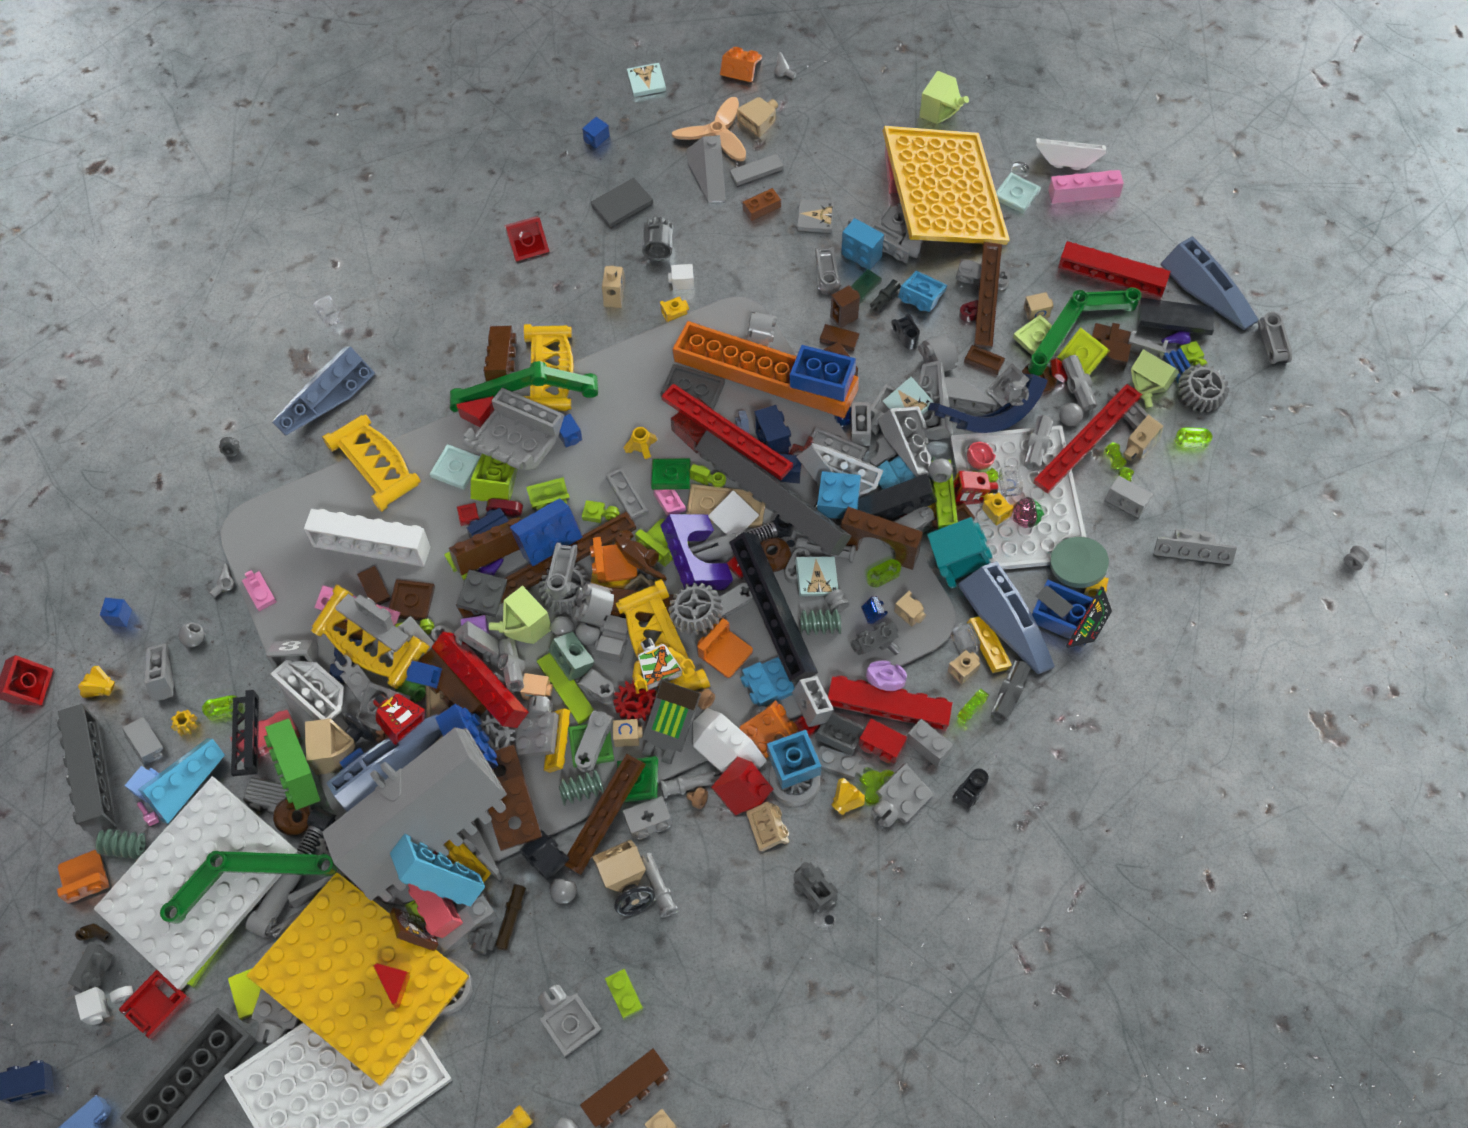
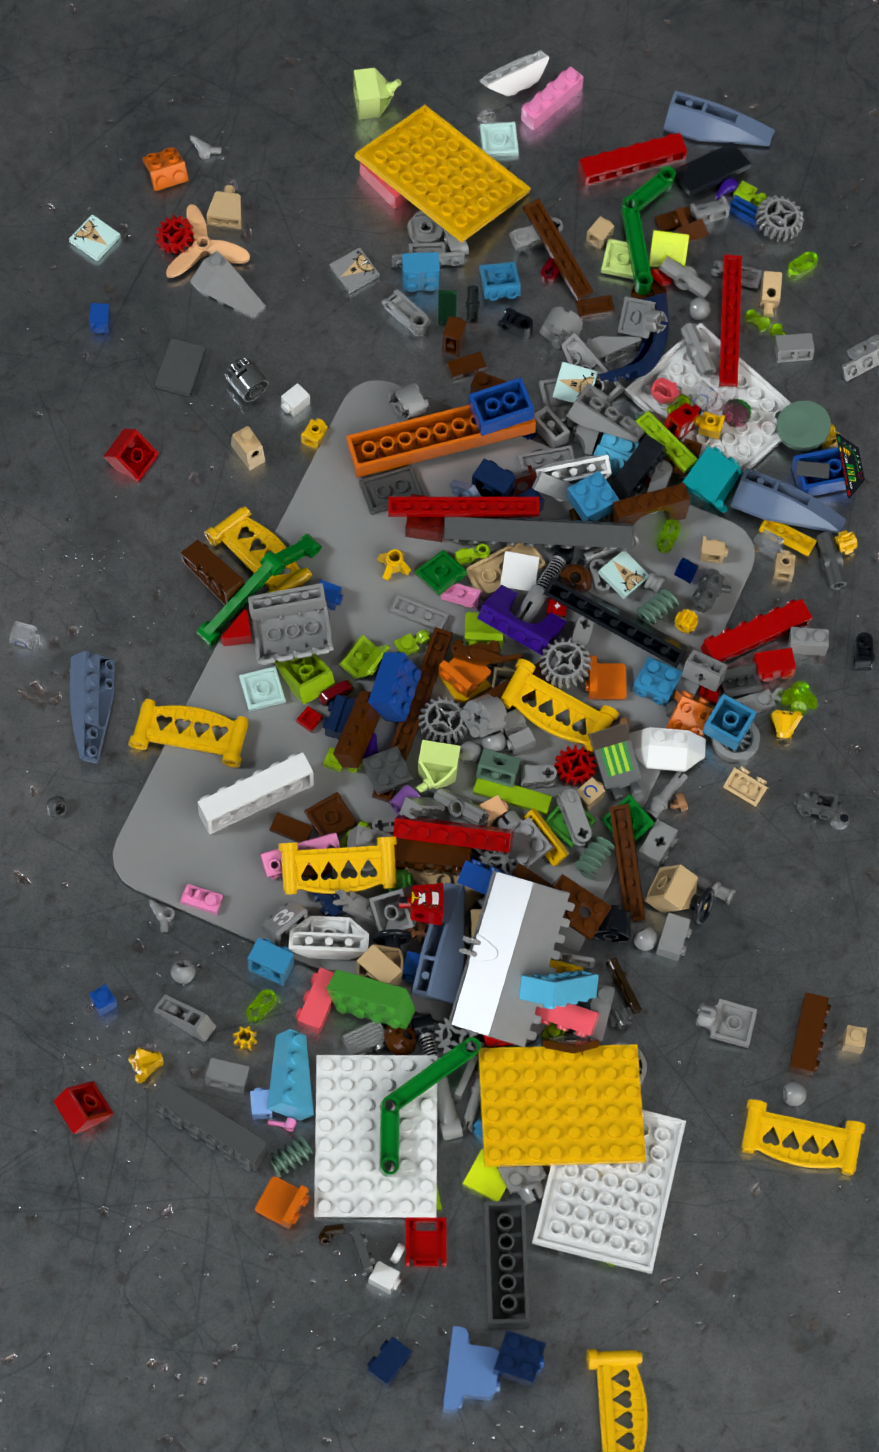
camera: 45 degrees left, 5 degrees up
(250, 734) = (315, 1002): black fence -> none
(256, 675) = (271, 961): none -> dark azure brick
(373, 620) = (337, 847): light grey bracket -> none
(393, 981) = (596, 1086): red slope -> none
(423, 674) = (410, 860): blue brick -> none
(561, 571) = (436, 708): light grey piece -> none
(588, 908) = (673, 937): none -> light grey brick
(623, 994) = (749, 976): lime plate -> none
(657, 665) = (575, 725): torso -> none
(703, 109) = (174, 234): none -> red gear
(742, 786) = (708, 769): red slope -> none
(756, 169) = (267, 260): light grey tile -> none
(761, 204) = (301, 290): dark orange piece -> none
(835, 650) = (686, 621): none -> yellow gear
(886, 676) = (739, 613): lavender tile -> none
(900, 797) = (820, 695): light grey plate -> none
(940, 470) = (652, 424): light grey piece -> none
(973, 705) = (814, 590): clear neon green beam -> none
(1036, 684) = (846, 542): none -> yellow gear
(1152, 376) = (736, 235): yellowish green piece -> none
(1275, 338) = (799, 138): light grey piece -> none

